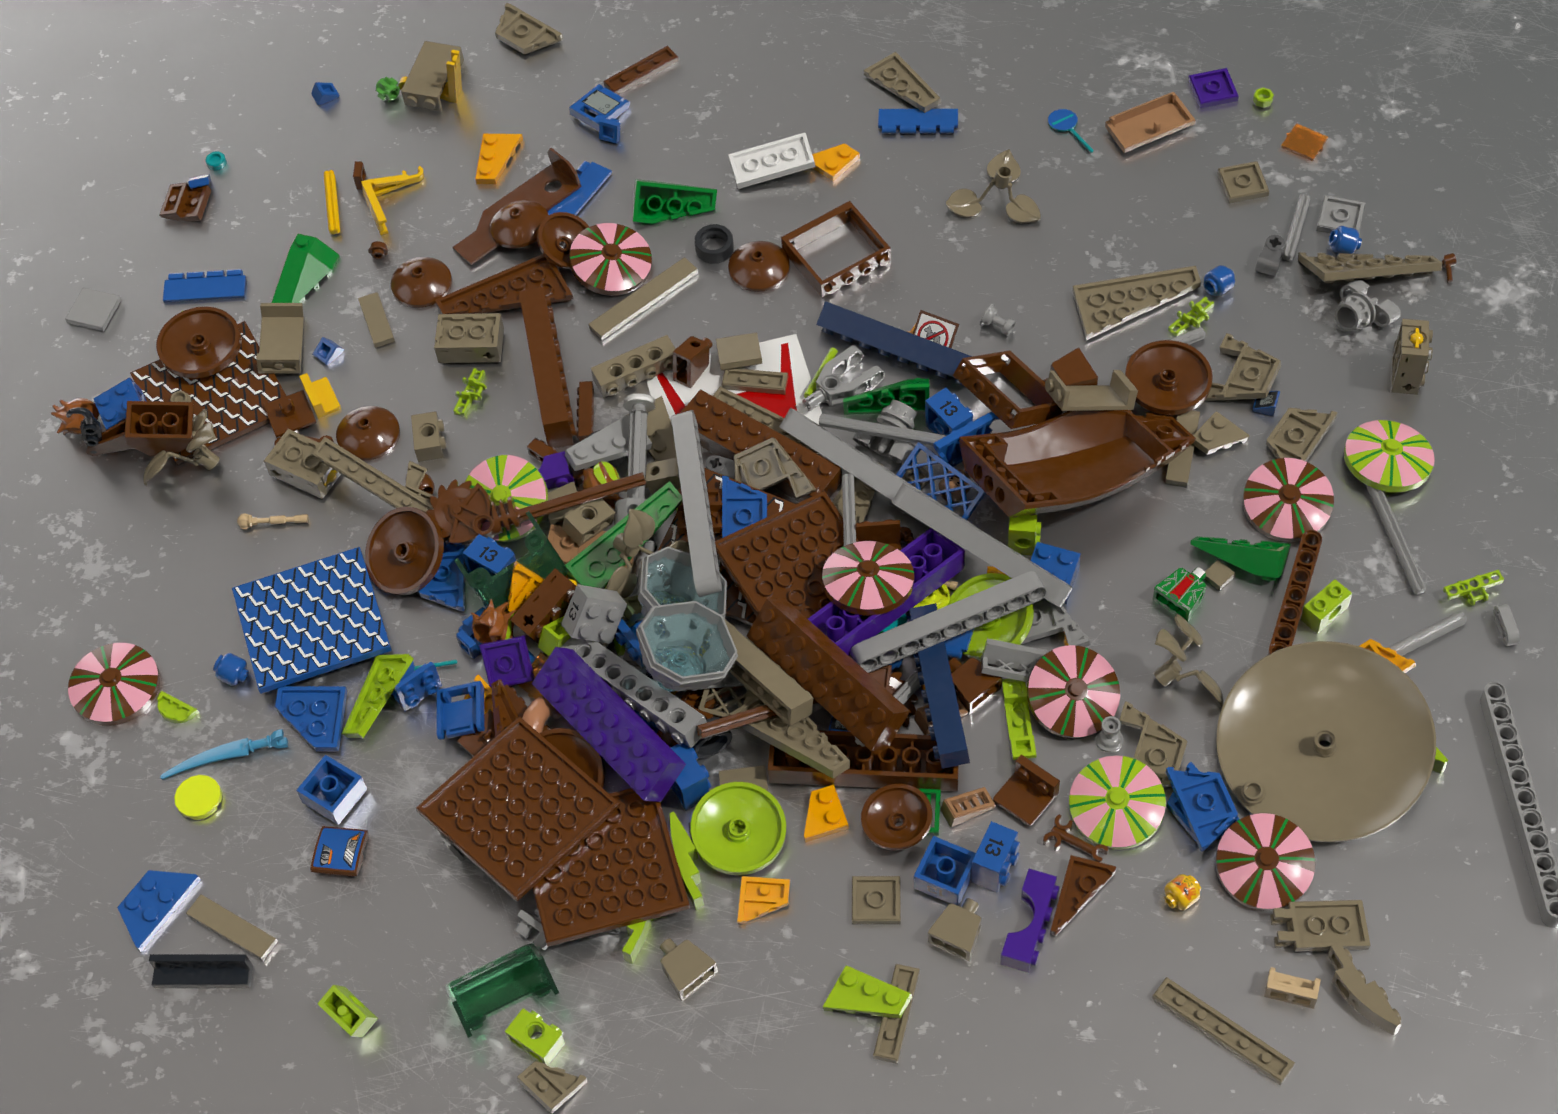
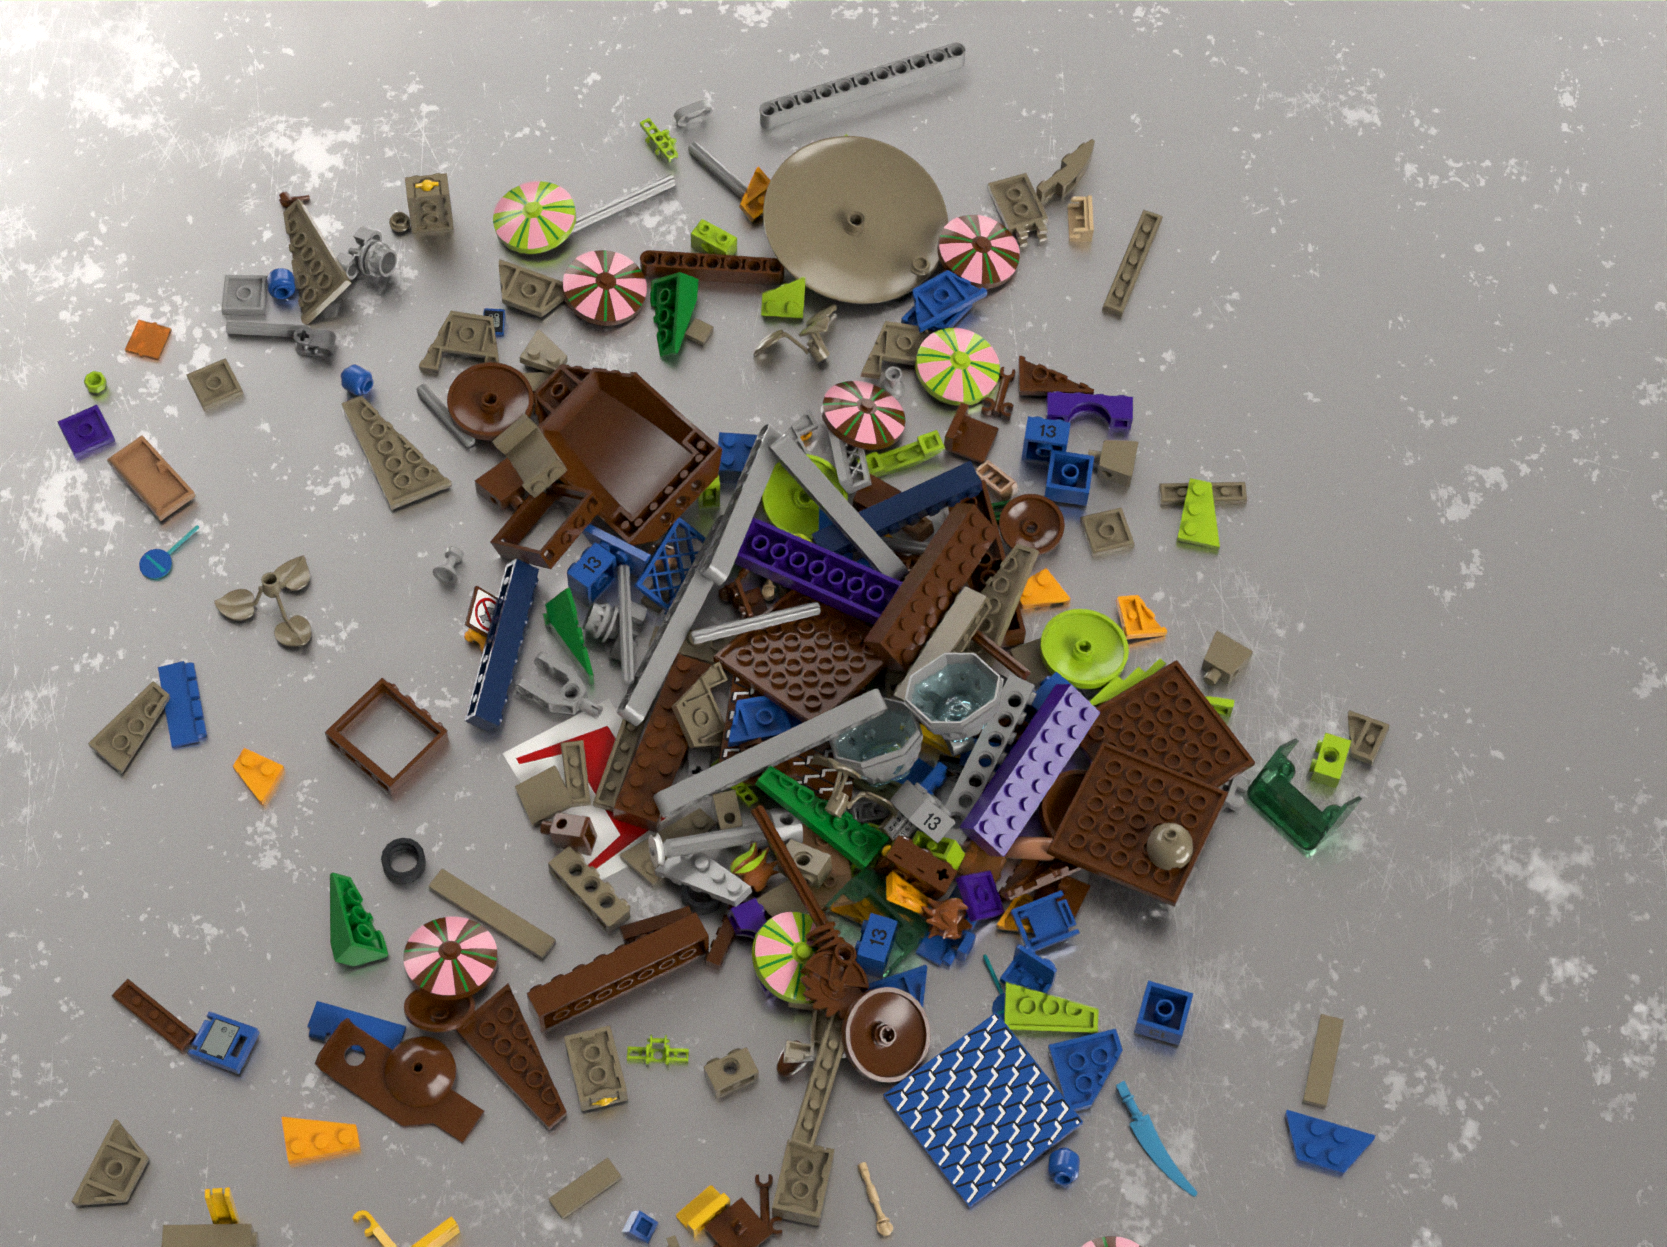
camera: 115 degrees left, 5 degrees up
(174, 709) = (1121, 1211): lime tile -> none
(198, 797) = (1206, 1146): neon yellow tile -> none
(201, 970) = (1376, 1068): black fence -> none
(339, 851) = (1217, 989): slope -> none
(347, 1011) = (1368, 918): lime brick -> none
(370, 440) = (732, 1157): reddish brown dish -> none
(378, 250) = (488, 1220): reddish brown plate -> none
(421, 282) = (521, 1174): reddish brown dish -> none
(474, 818) = (1169, 846): none -> dark tan cylinder
(609, 130) = (258, 1017): blue tile -> none
(759, 273) = (422, 823): reddish brown dish -> none
(771, 160) = (275, 830): white plate -> none
(812, 386) = (551, 714): lime bar -> none
(868, 578) = (814, 581): dish -> none
(1181, 592) = (729, 353): green torso -> none
(1182, 892) = (1024, 306): yellow head -> none
(1189, 320) = (395, 393): lime piece -> none
(1236, 655) = (785, 300): none -> lime wing

